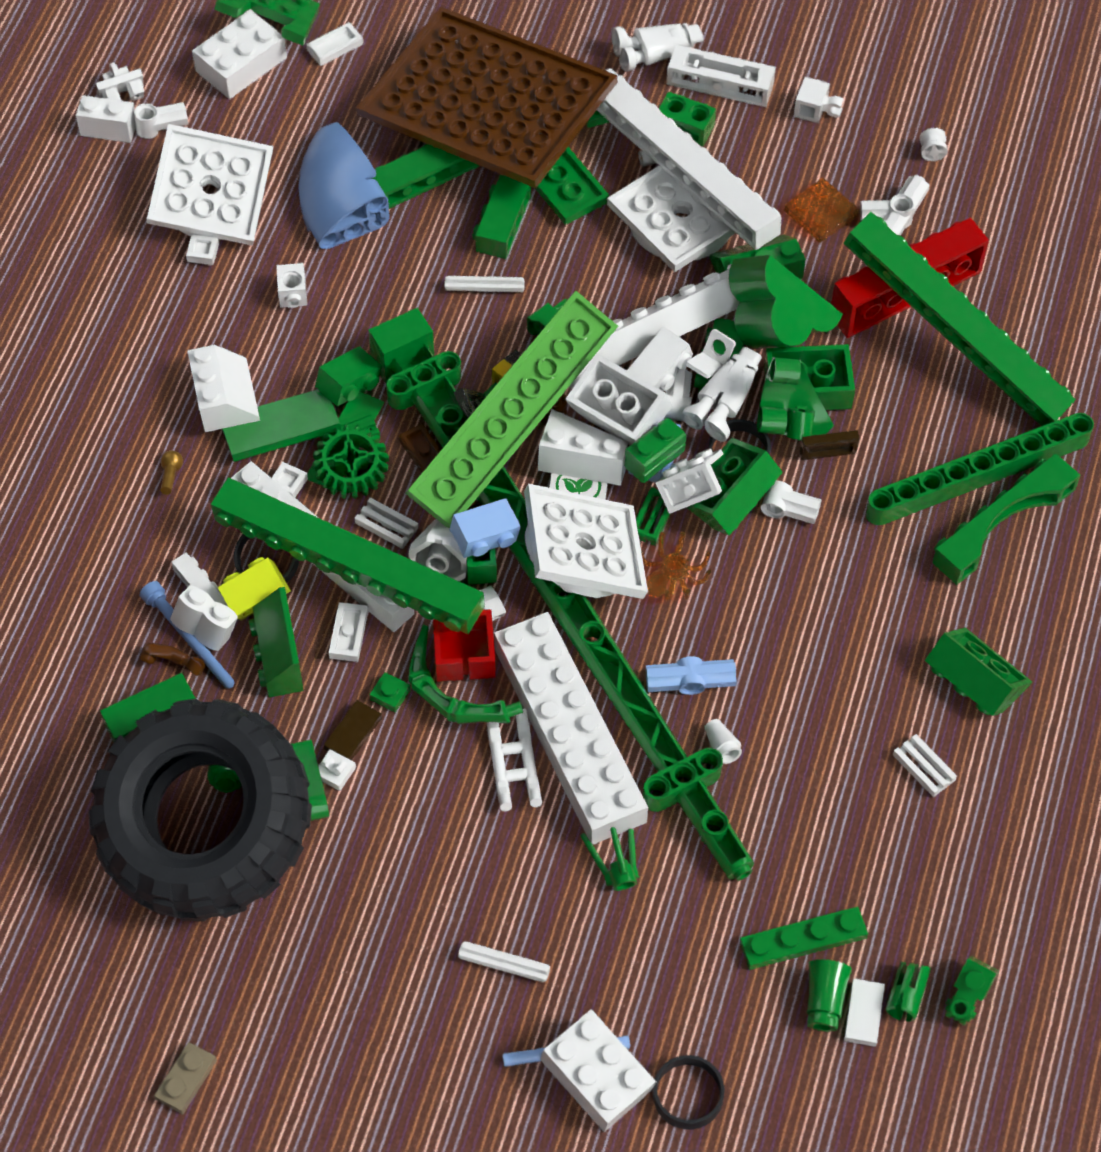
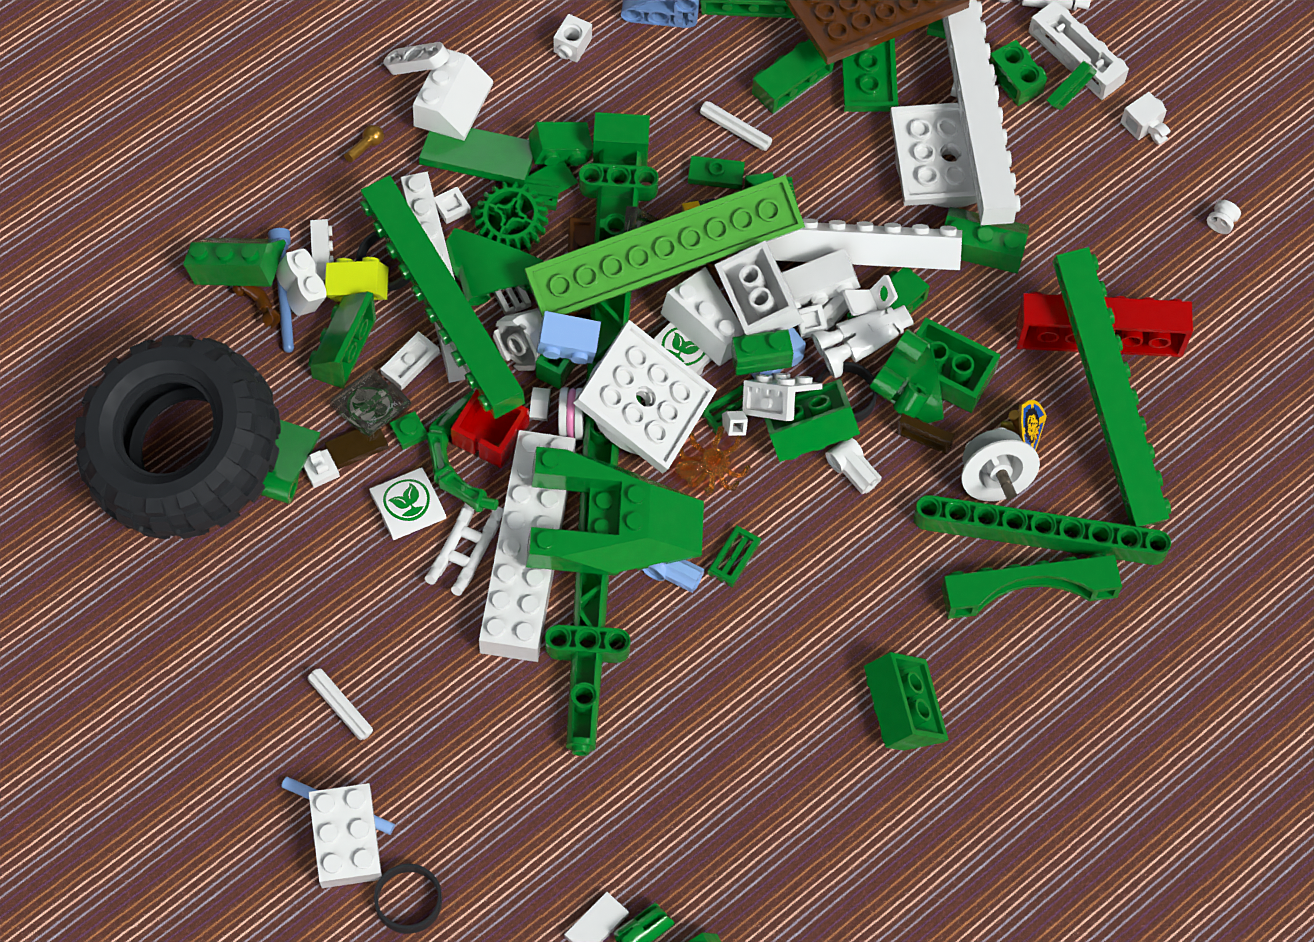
camera: 30 degrees right, 5 degrees up
(122, 716) = (230, 330): green brick -> none
(130, 633) = (234, 261): none -> green slope
(181, 364) = (416, 58): none -> white beam
(185, 1078) = (36, 644): dark tan plate -> none
(340, 687) = (370, 402): none -> clear smoke slope
(365, 508) = (486, 265): none -> green panel
(436, 754) = (407, 503): none -> slope
(496, 331) = (716, 172): none -> green plate
(526, 593) = (569, 415): none -> white head
(622, 874) = (483, 691): green plant -> none
(644, 649) = (628, 518): none -> green wedge
(670, 523) = (732, 417): none -> white piece
(678, 401) = (813, 320): none -> white tile
(723, 741) = (645, 633): white cone -> none
(740, 104) = (1072, 85): none -> green tile
(748, 656) = (723, 575): none -> green tile
(776, 304) = (956, 287): green brick -> none
(803, 938) = (593, 834): green plate -> none
(821, 210) = (1079, 221): clear orange plate -> none
(826, 993) = (573, 890): green plant -> none
(900, 209) = (1132, 254): white piece -> none
(901, 395) = (1027, 422): none -> shield
(912, 434) = (998, 465): none -> white piece
(938, 764) = (798, 730): white tile -> none

